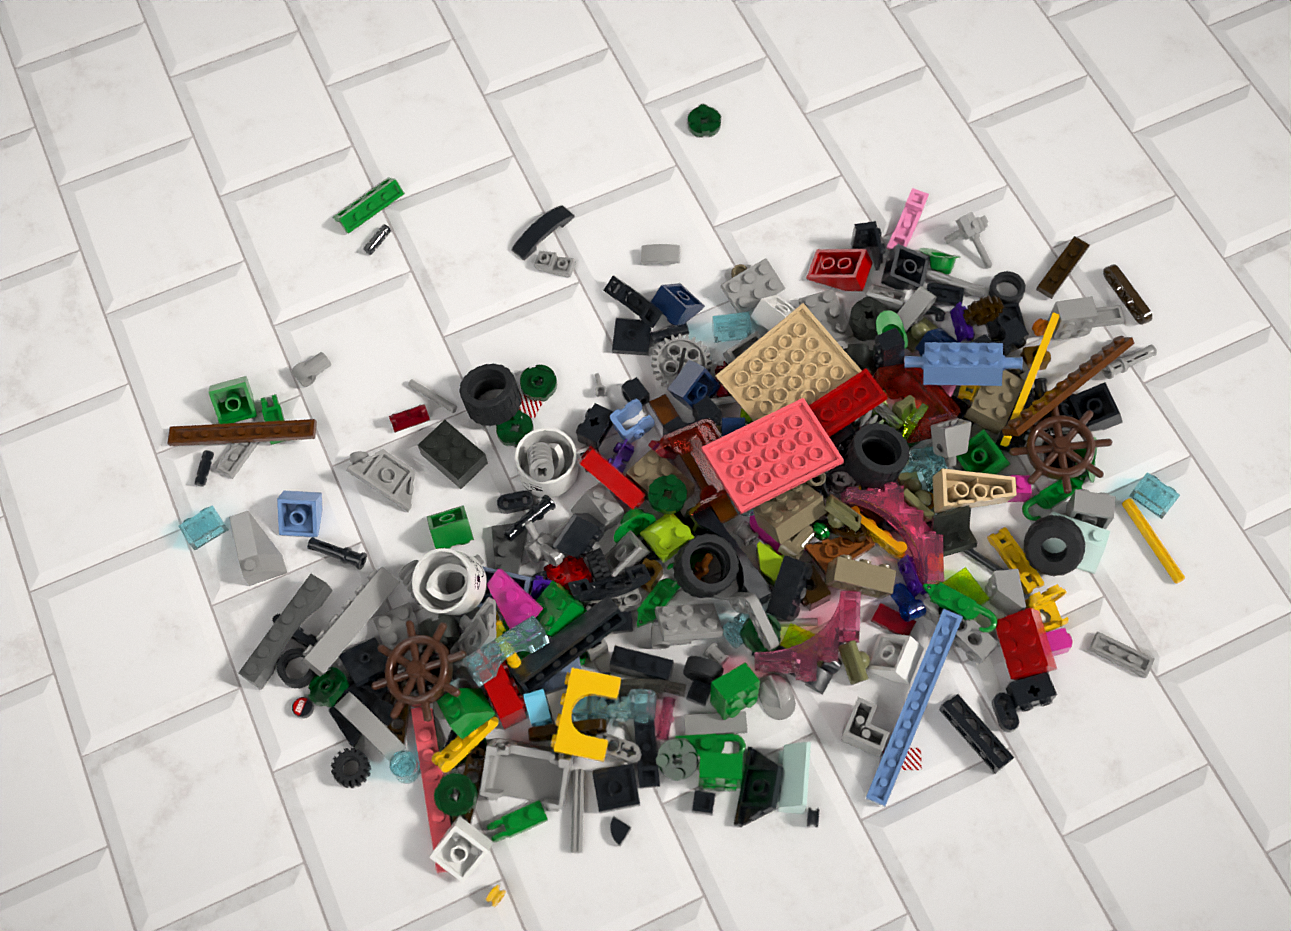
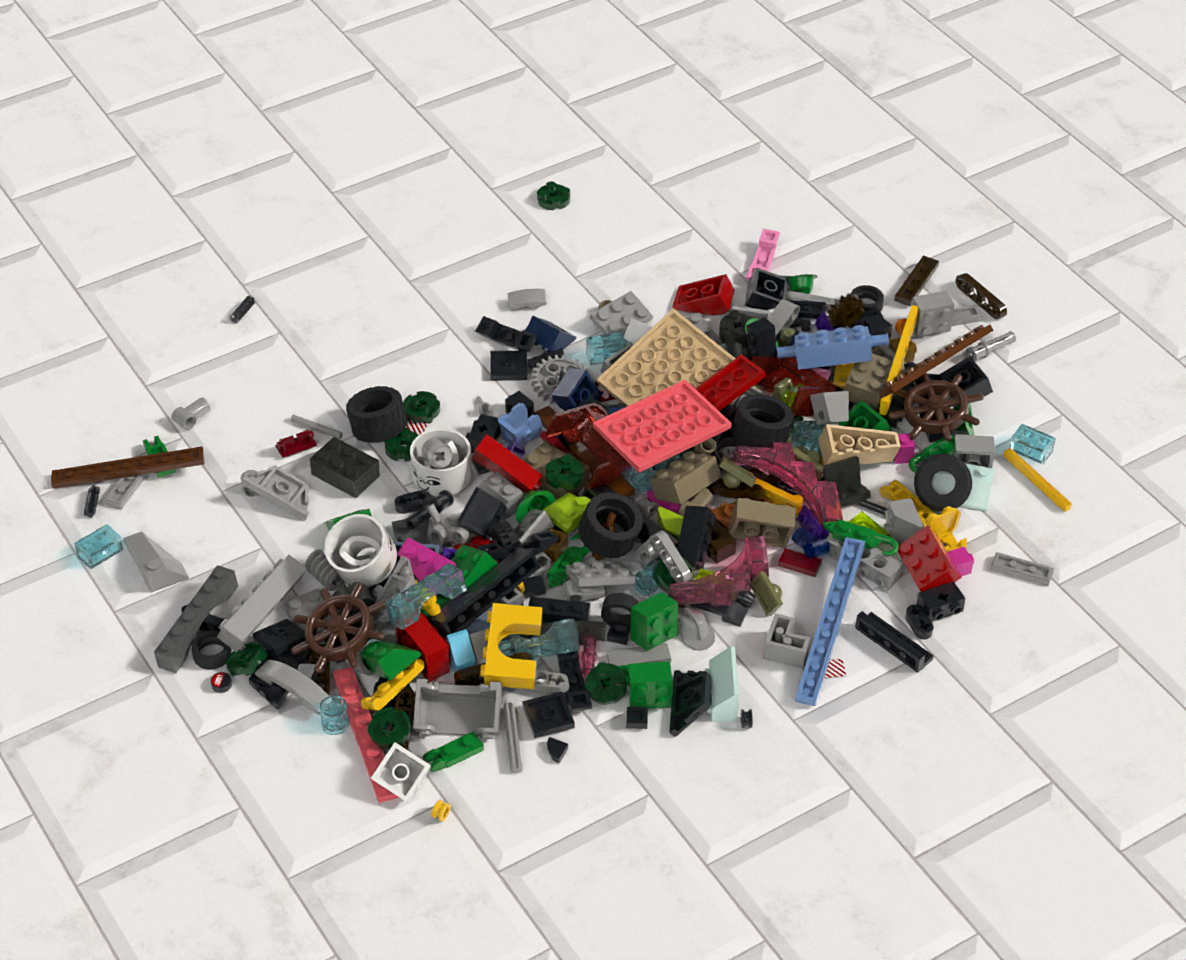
camera: 10 degrees left, 20 degrees down
(233, 400) = (114, 442): green slope -> none
(299, 513) = (196, 527): medium blue slope -> none
(345, 554) = (246, 556): black pin -> none
(359, 776) = (278, 714): black tyre -> none
(369, 204) = (231, 282): green fence -> none
(540, 230) = (404, 289): black slope -> none
(553, 264) = (420, 315): light grey slope -> none
(821, 530) = (719, 495): green plate -> none
(869, 235) = (727, 263): black bracket -> none
(895, 657) = (806, 587): white slope -> none
(970, 228) = (825, 255): light grey piece -> none

